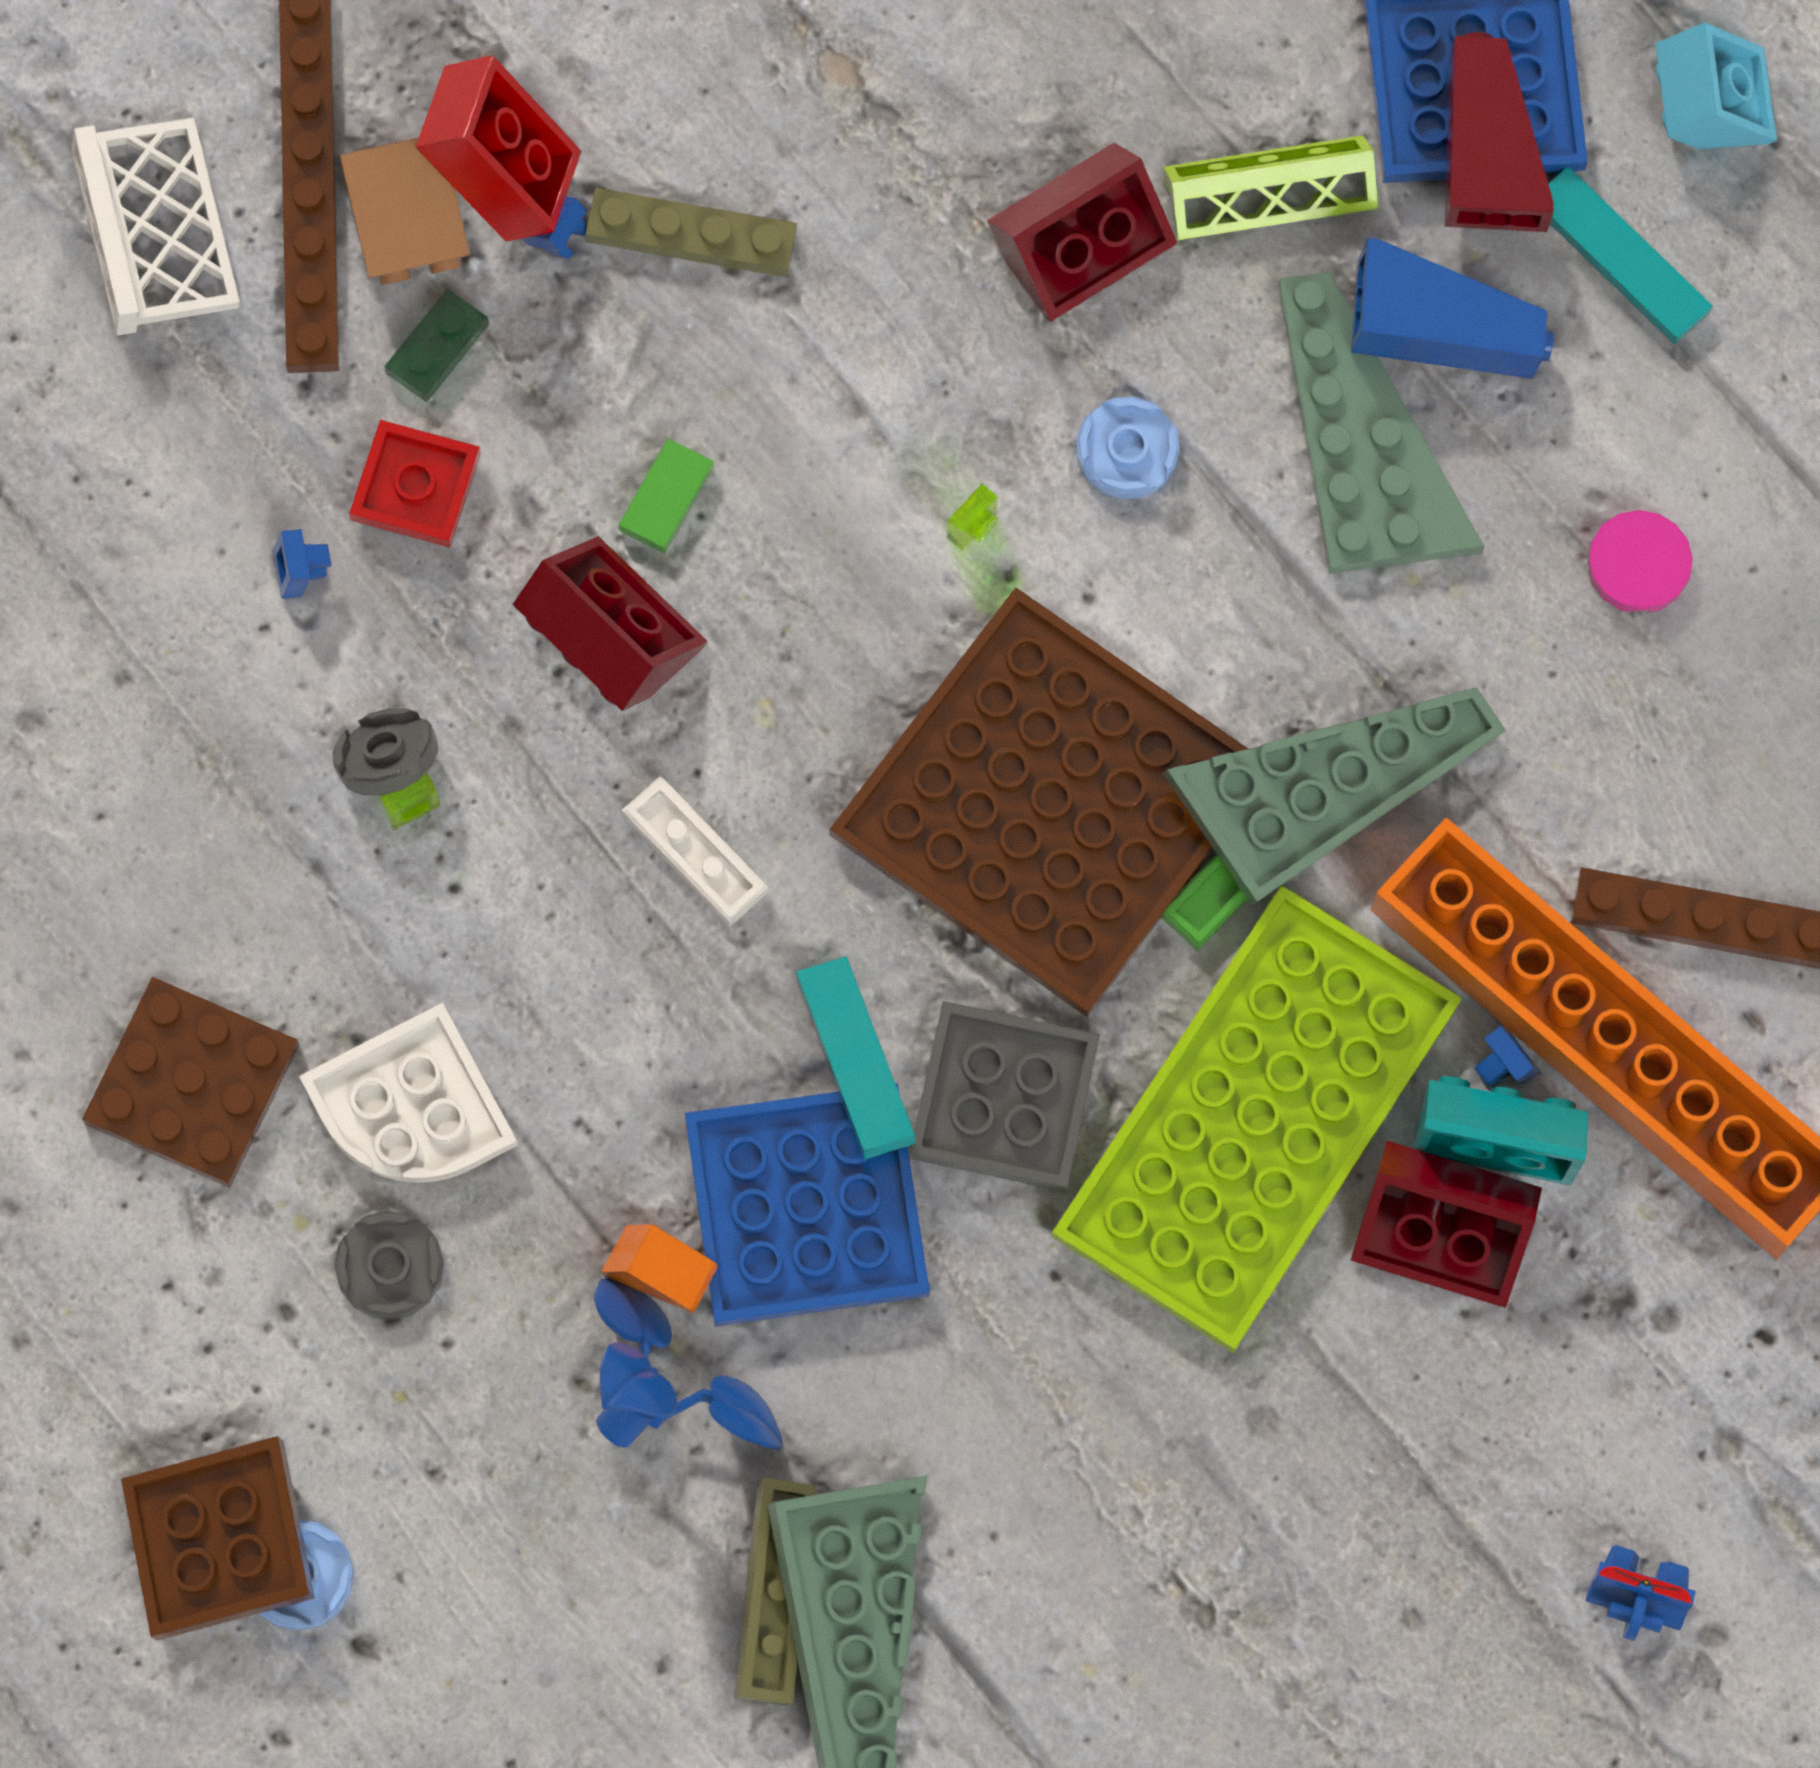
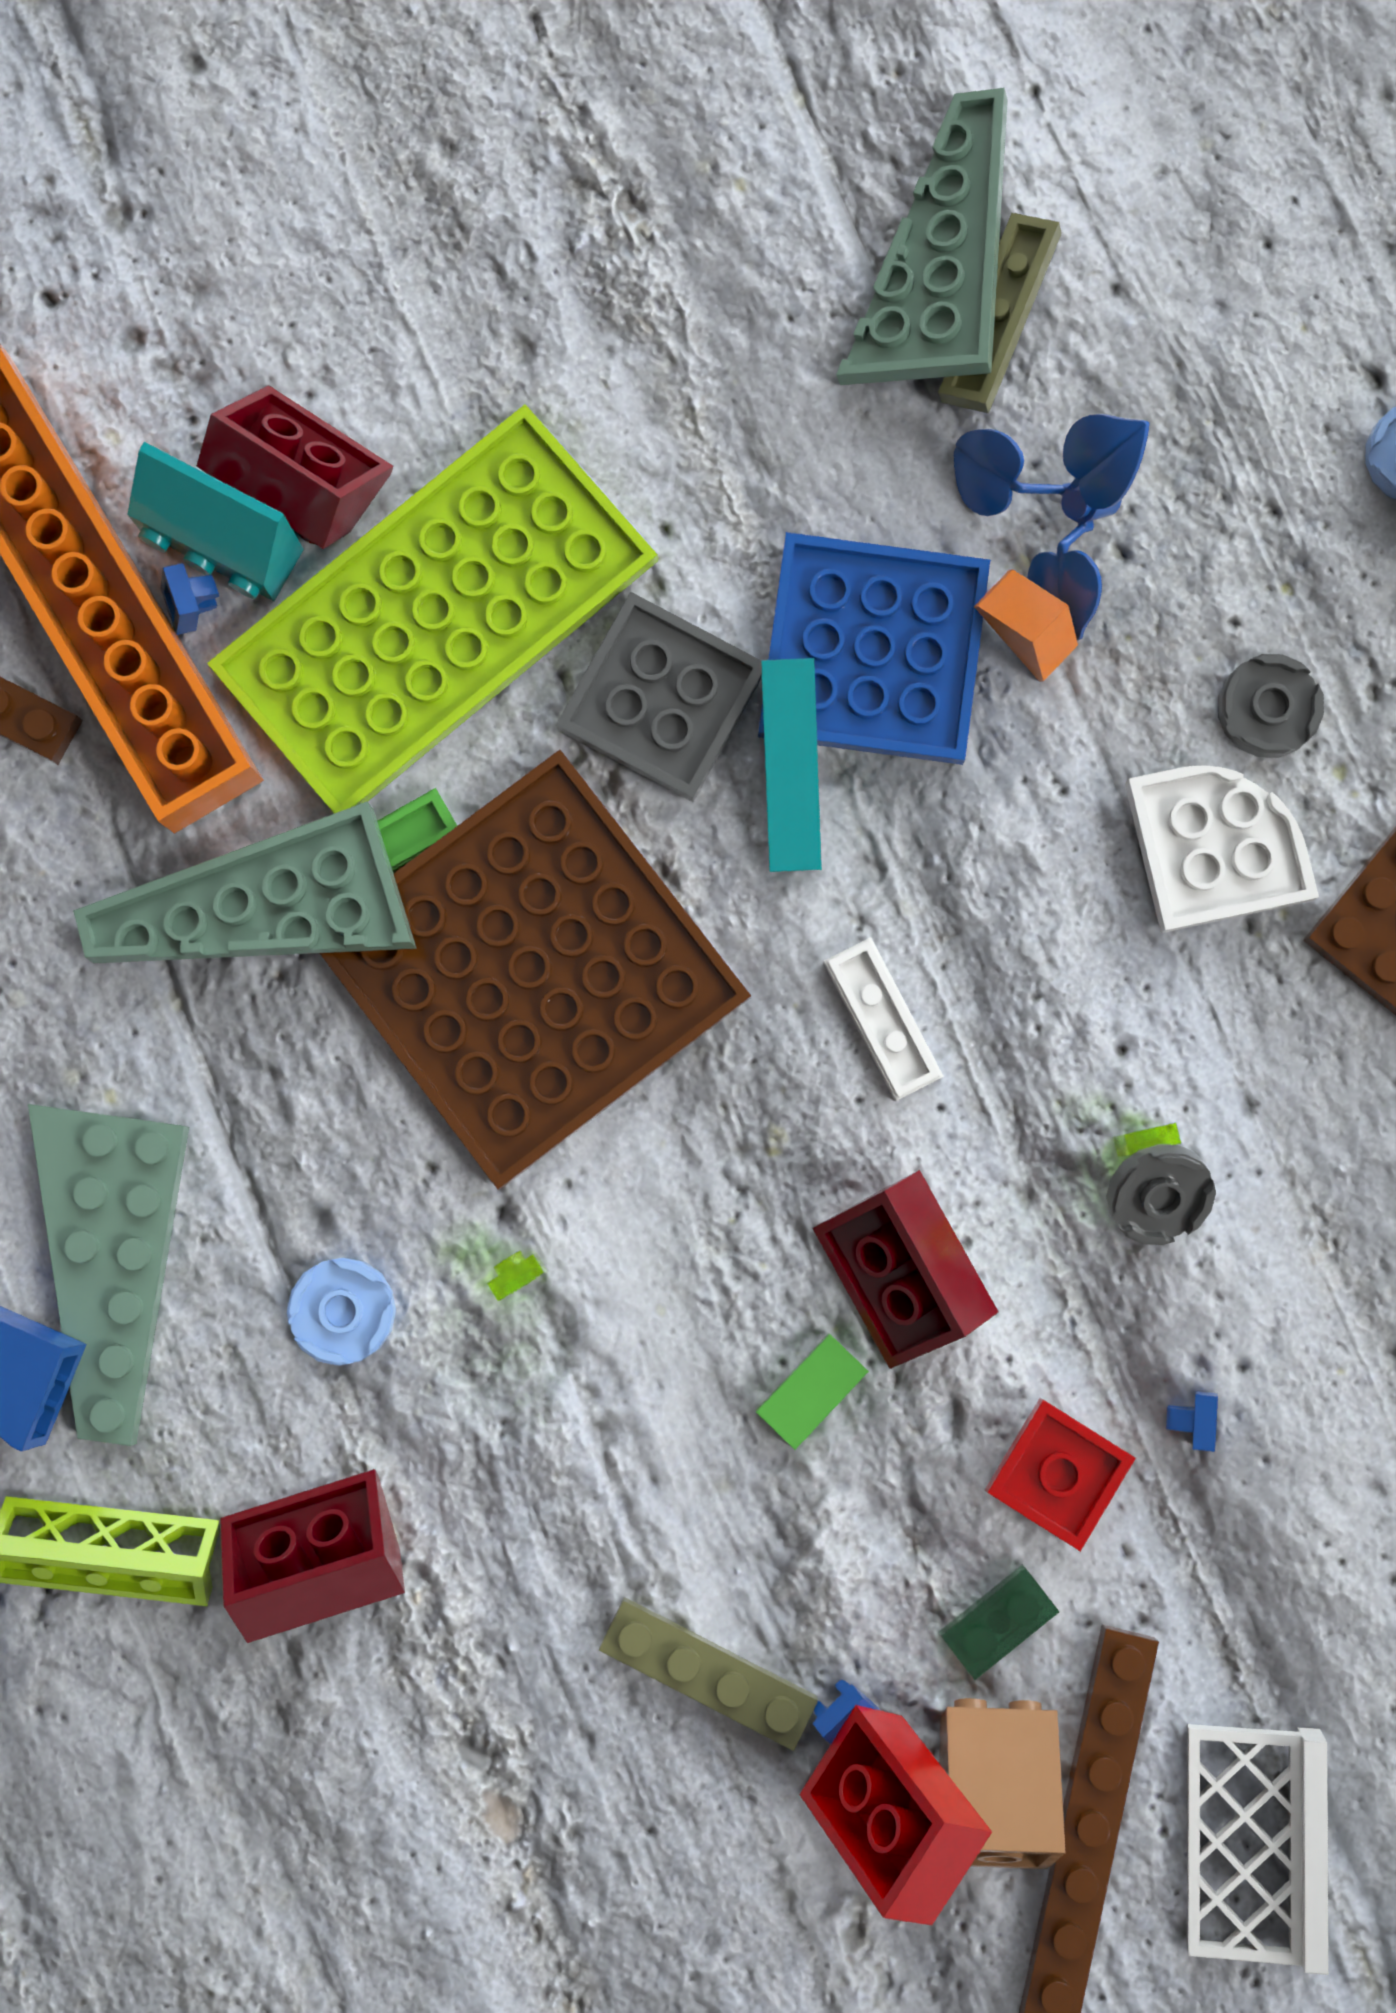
camera: 160 degrees left, 10 degrees up
(1638, 1597) = (216, 93): blue hips -> none

